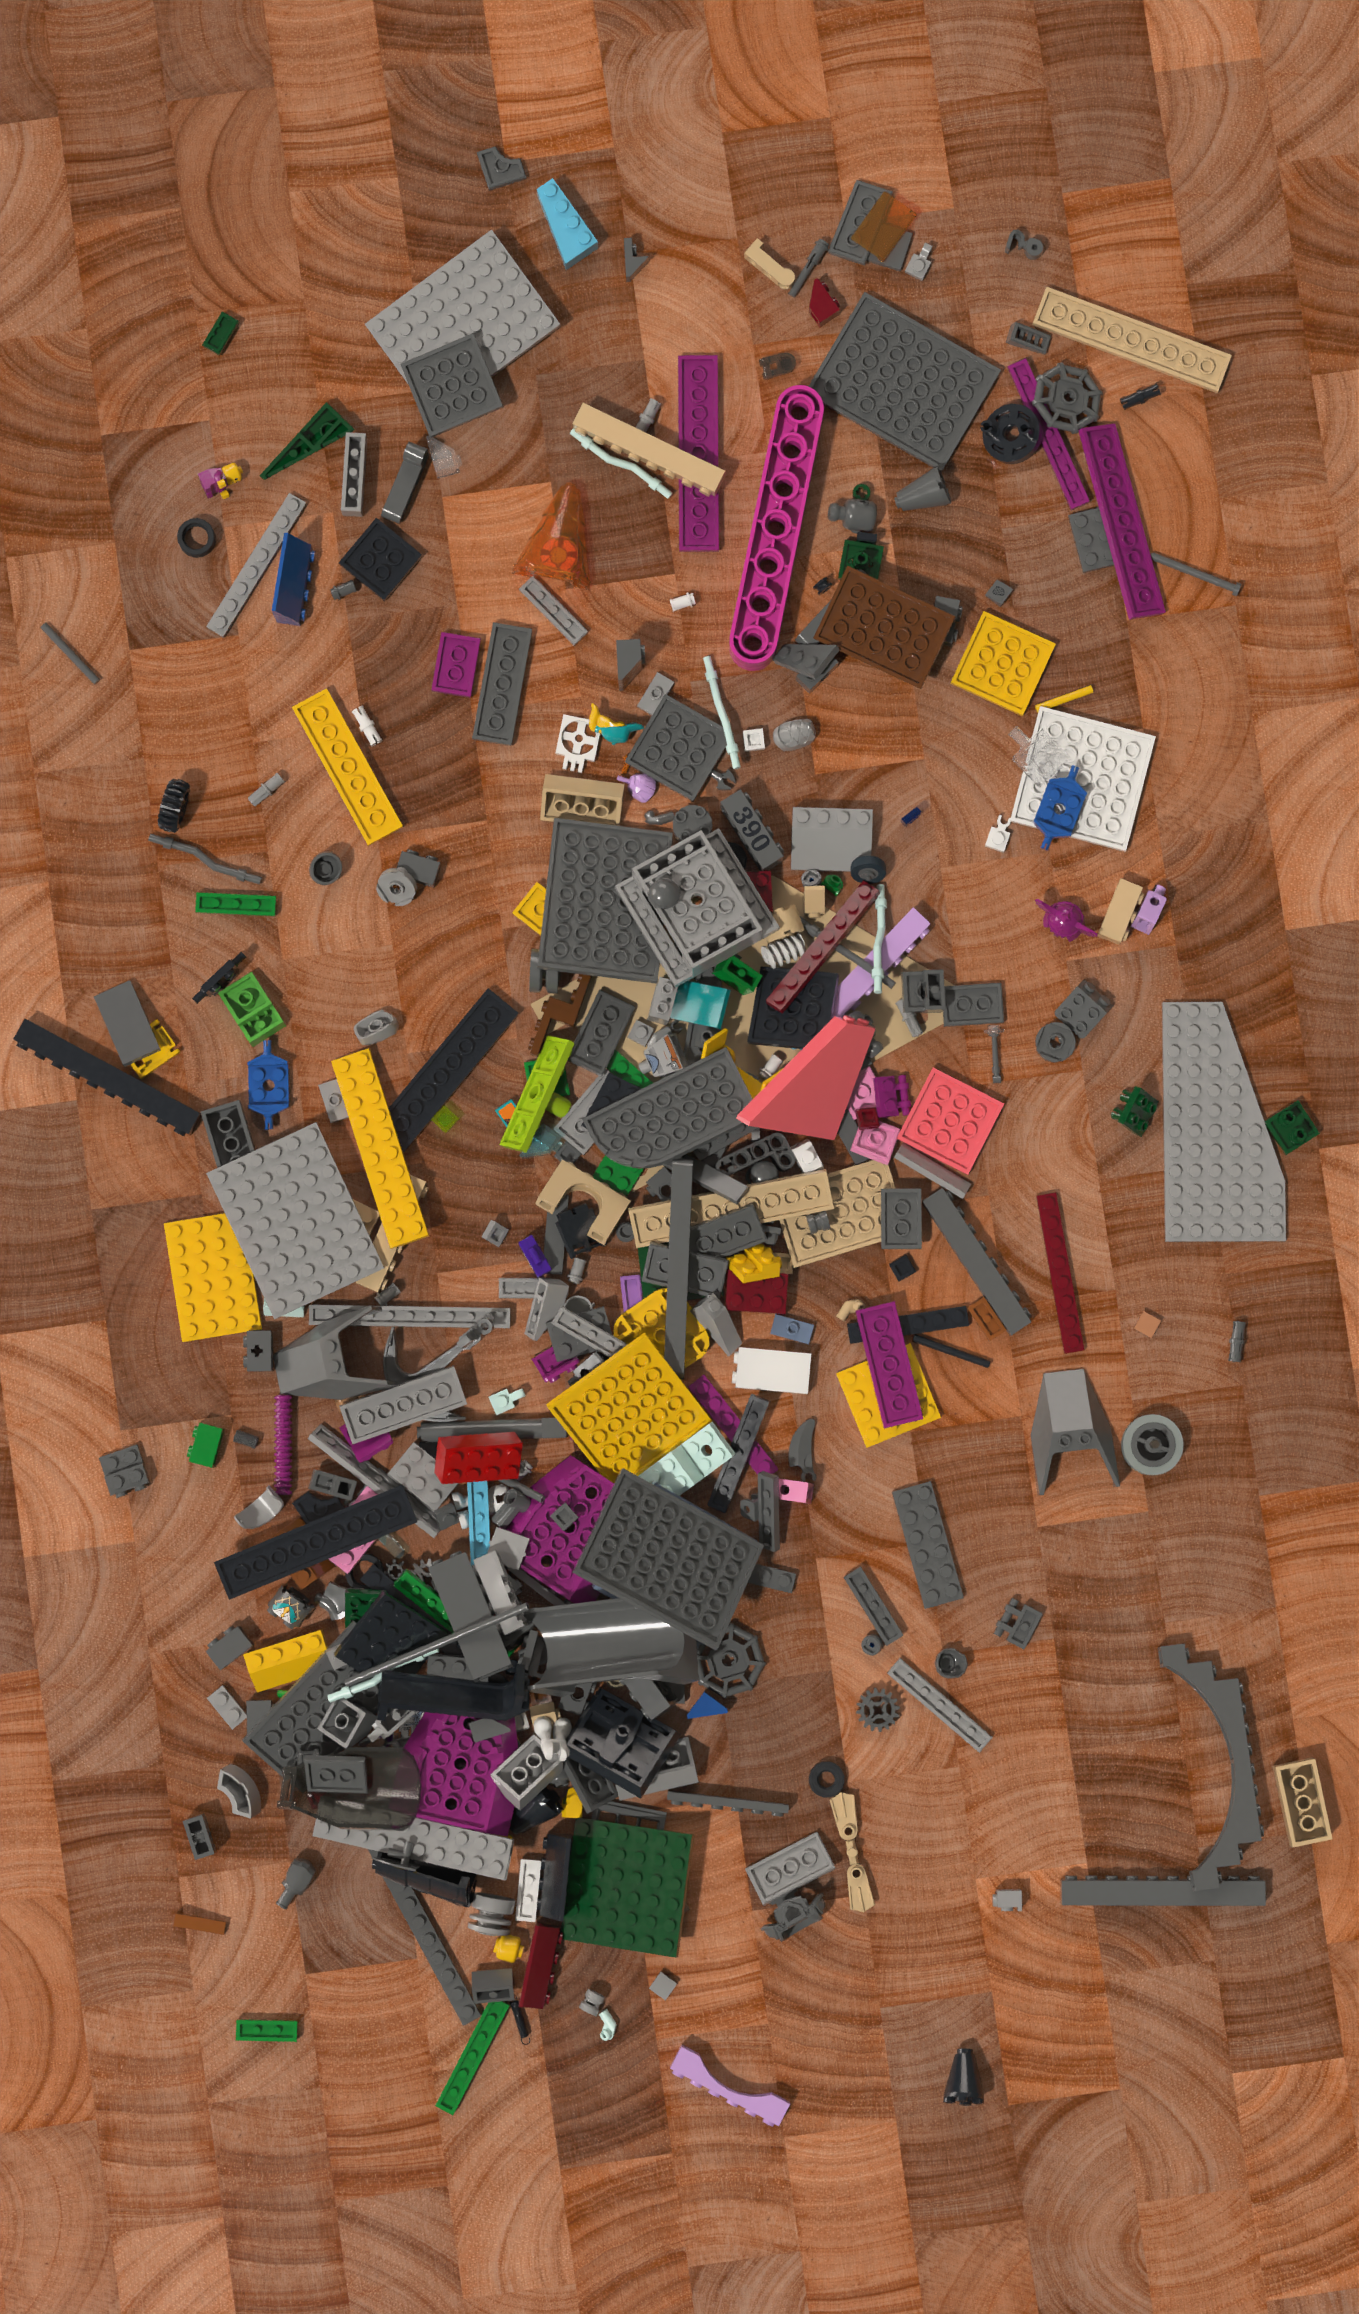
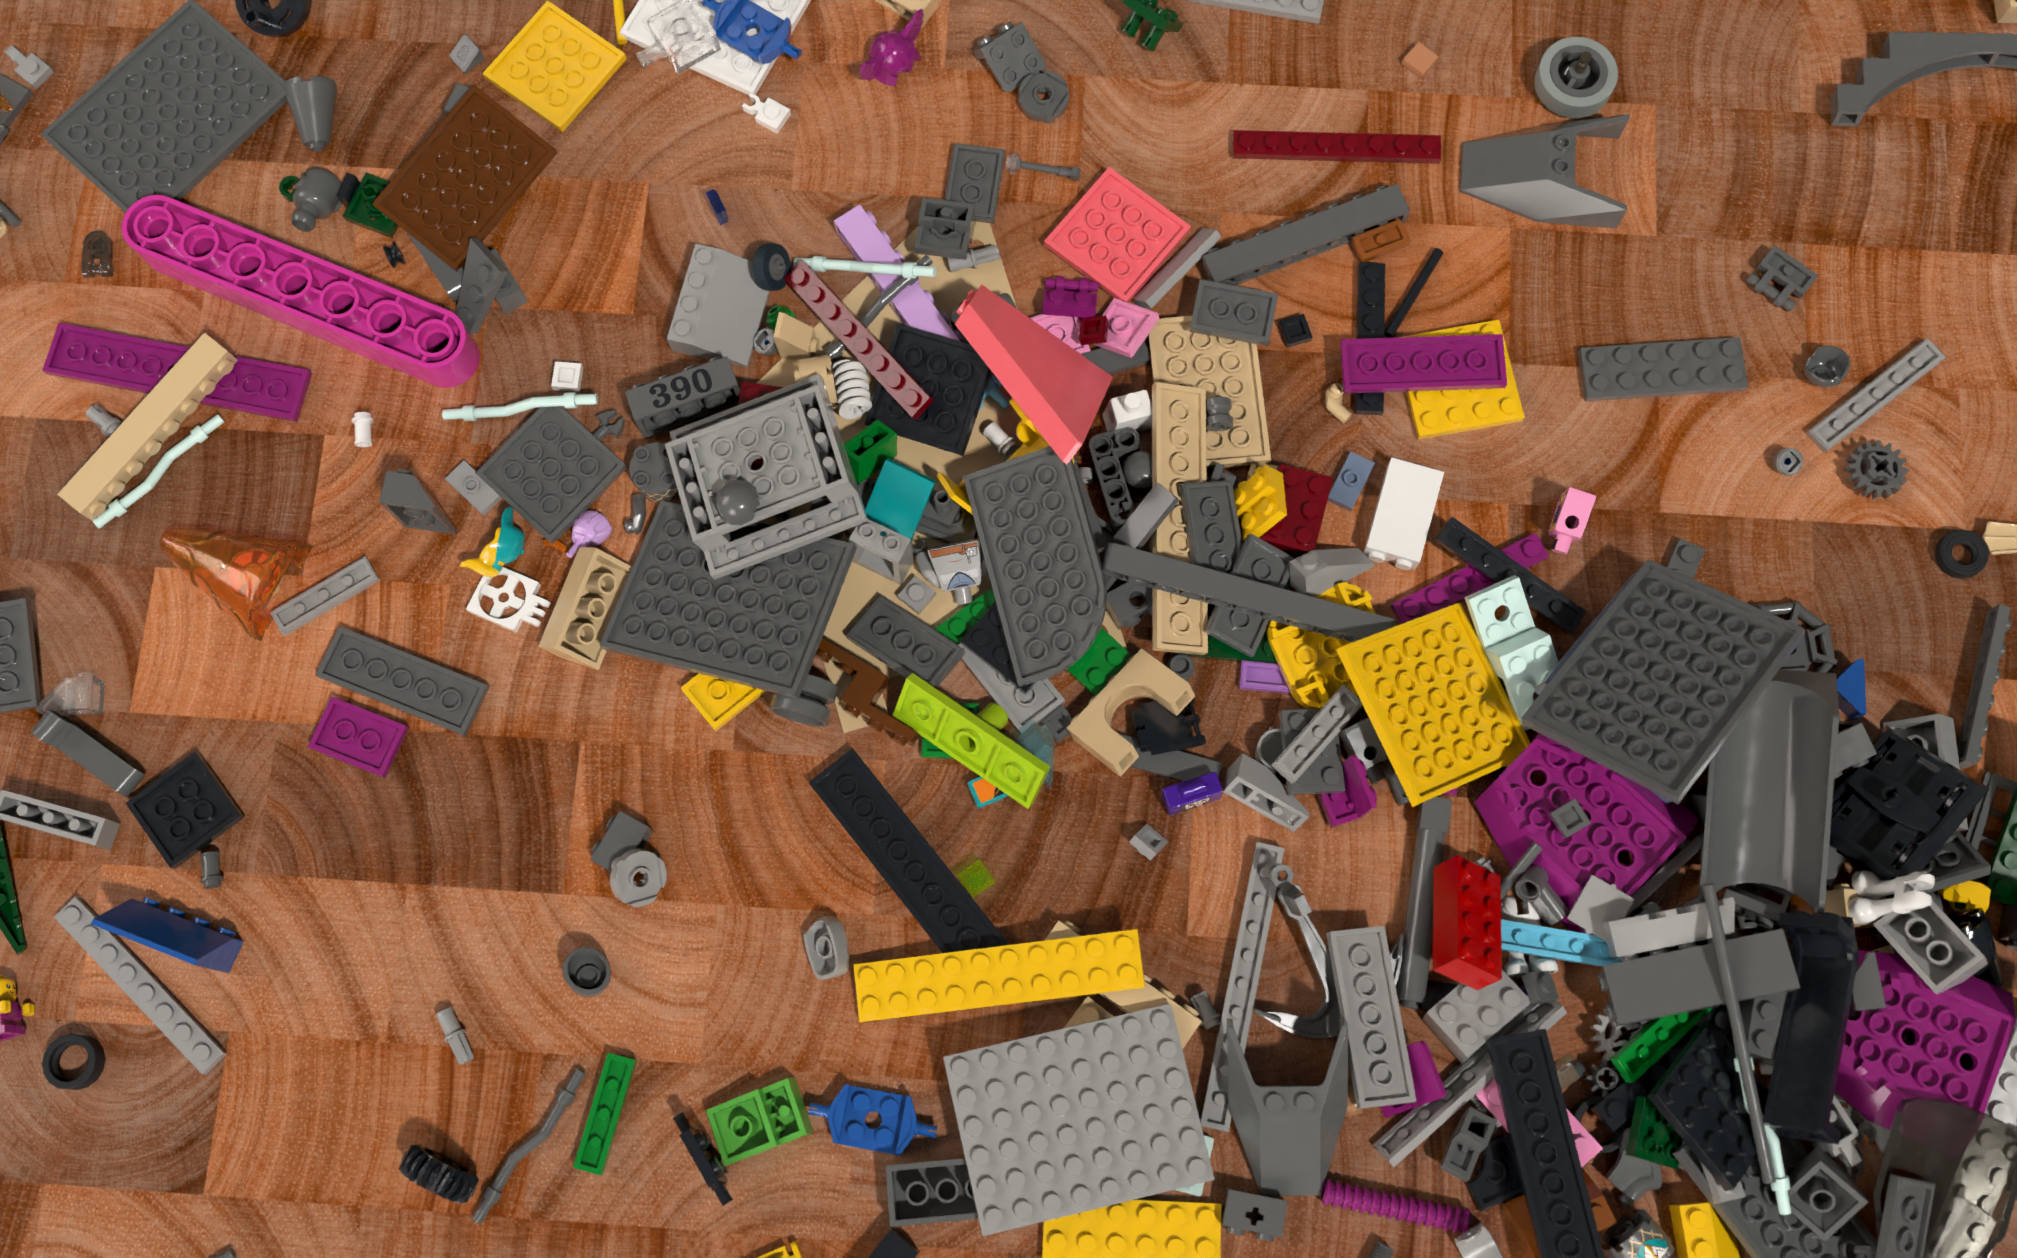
camera: 75 degrees left, 10 degrees down
(333, 1101) = (916, 1030): light grey plate -> none
(347, 767) = (454, 914): yellow plate -> none
(367, 726) = (406, 875): white pin -> none
(503, 1400) = (1383, 878): light aqua plate -> none
(517, 1287) = (1230, 826): light grey plate -> none
(577, 1271) = (1222, 742): light grey pin -> none
(765, 1507) = (1593, 554): dark grey plate -> none
(794, 734) = (574, 326): light grey piece -> none
(800, 1449) = (1514, 501): dark grey piece -> none
(821, 305) = (38, 186): dark red slope -> none
(873, 1606) = (1736, 449): dark grey plate -> none

